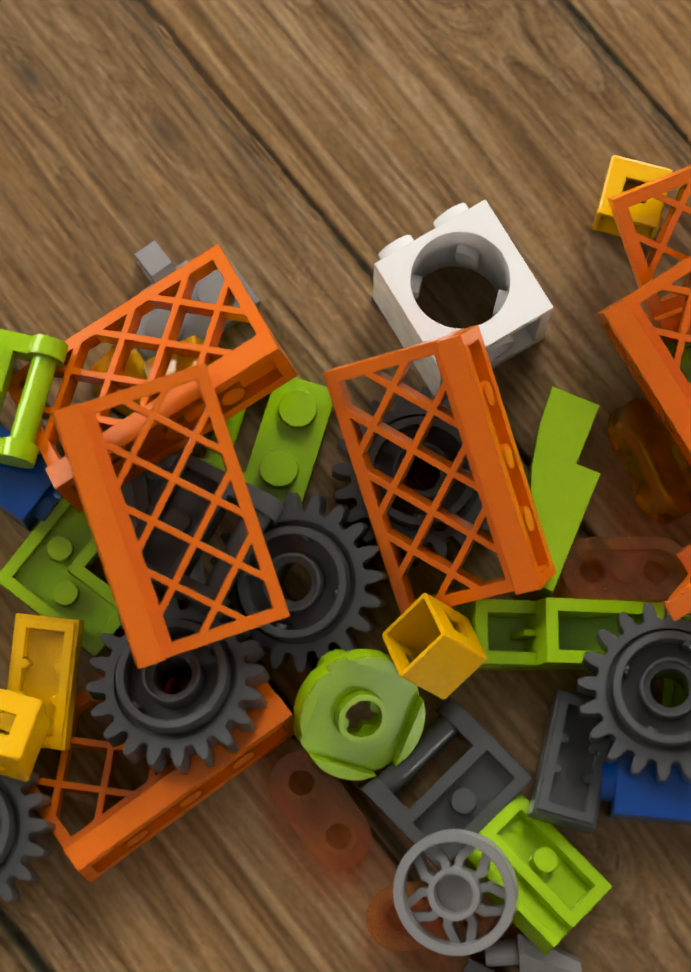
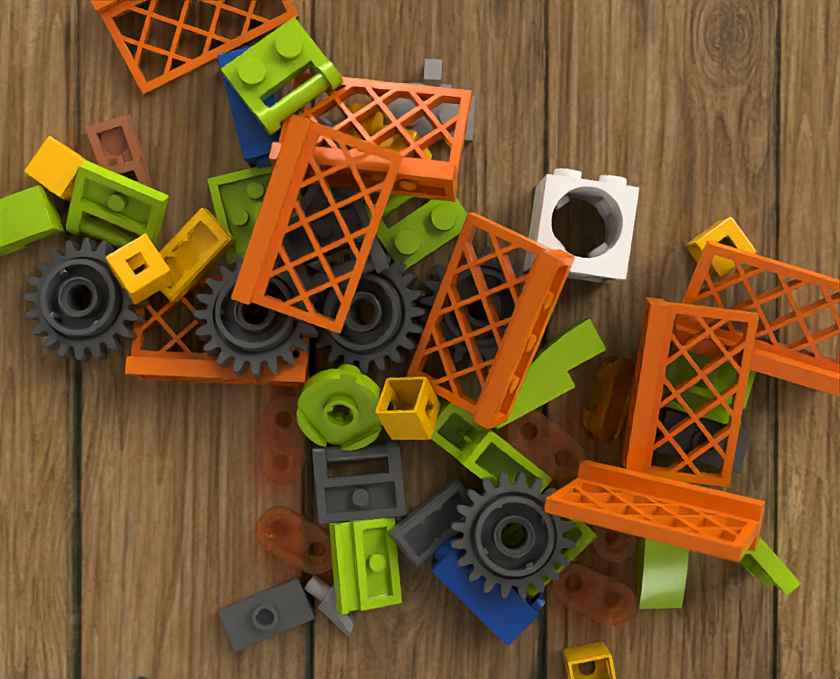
camera: 45 degrees right, 10 degrees up
(455, 892) = (314, 545): light grey wheel -> none

